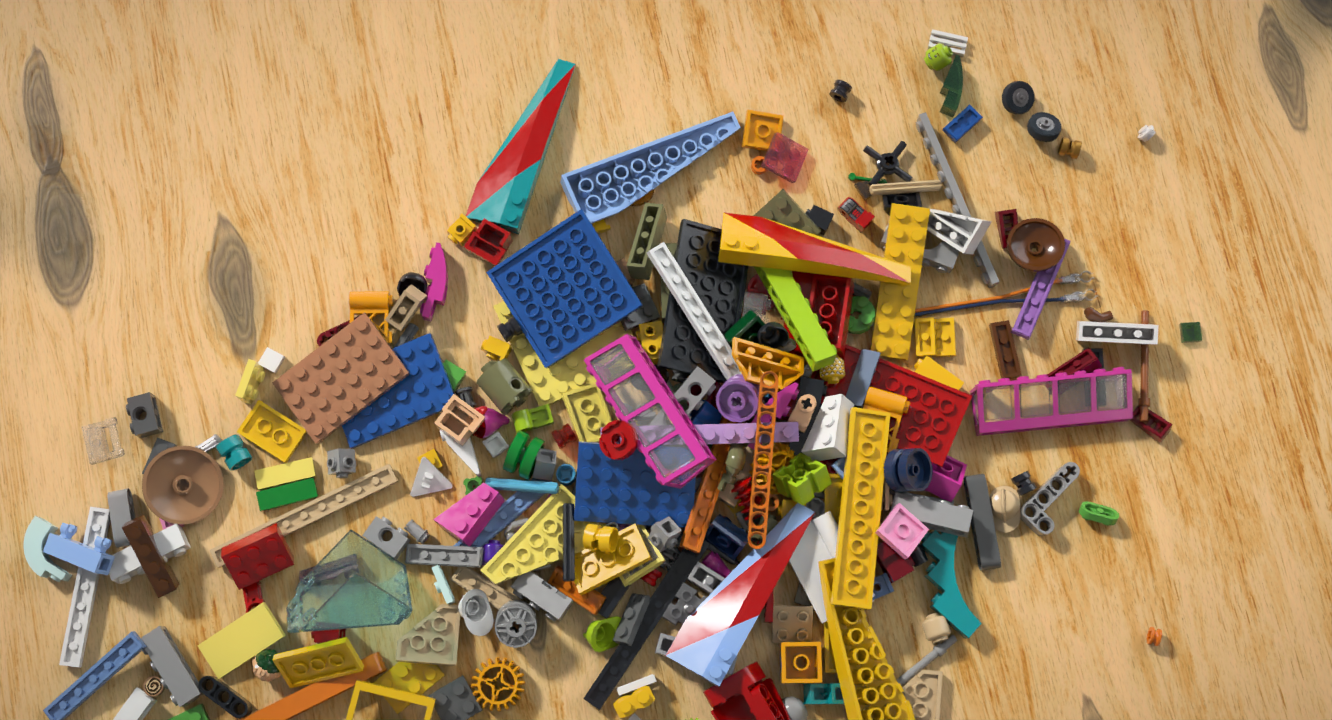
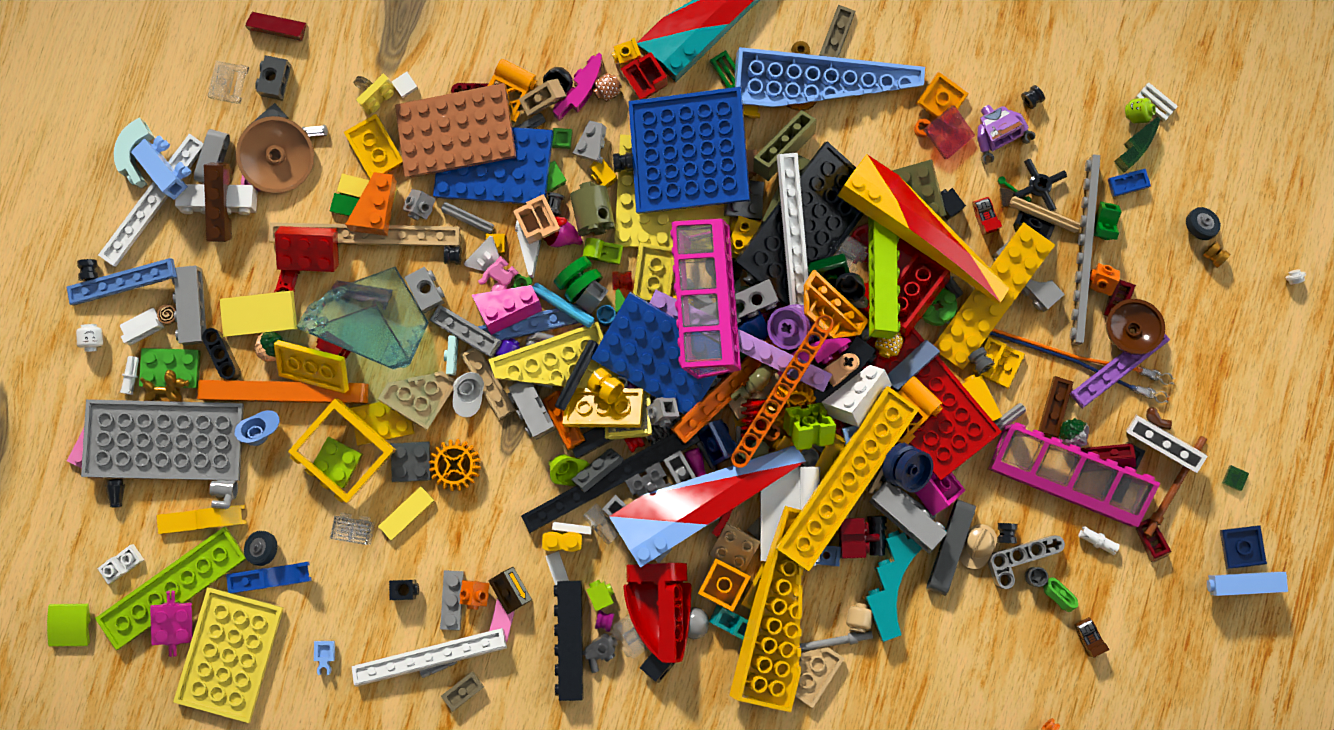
camera: 35 degrees right, 5 degrees up
(55, 683) = (87, 269): none -> black wheel
(122, 366) = (276, 26): none -> dark red slope
(232, 378) = (362, 83): none -> clear smoke tile
(234, 452) = (332, 149): teal wheel -> none
(301, 484) = (375, 206): none -> orange wedge
(392, 451) = (467, 218): none -> light grey axle
(396, 492) = (452, 255): none -> black wheel
(416, 531) = (453, 298): light grey pin -> none
(442, 335) = (562, 138): none -> bright green tile
(447, 487) = (499, 274): none -> bright pink animal
(459, 269) = (607, 87): none -> nougat head
(471, 326) = (591, 142): none -> light grey wing
(495, 444) = (559, 257): white tile -> none
(522, 614) = (504, 415): light grey wheel -> none
(546, 194) = (719, 71): none -> green tile
(572, 455) = (619, 299): none -> bright green slope
(610, 436) = (656, 304): red plate -> none
(615, 145) = (804, 45): none -> pearl gold plate
(640, 119) = (837, 32): none -> dark tan tile
(661, 666) = (601, 524): none -> clear pin
(827, 132) = (1000, 128): none -> medium lavender torso
(902, 531) = (873, 518): bright pink plate -> none
(919, 343) = (981, 360): none -> dark grey wheel
(957, 230) = (1070, 277): white wedge -> none
(961, 166) = (1106, 221): none -> green brick
(970, 378) = (1010, 416): none -> light grey axle
(990, 213) = (1104, 279): none -> orange brick
(1018, 97) = (1193, 184): black wheel -> none
(1033, 364) = (1074, 432): none -> piece
(1069, 508) = (1040, 576): none -> dark grey wheel
(1105, 448) = (1099, 540): none -> white pin
(1145, 537) = (1091, 638): none -> reddish brown leg
(1230, 388) = (1243, 547): none -> dark blue plate
(1251, 418) = (1247, 583): none -> light blue brick

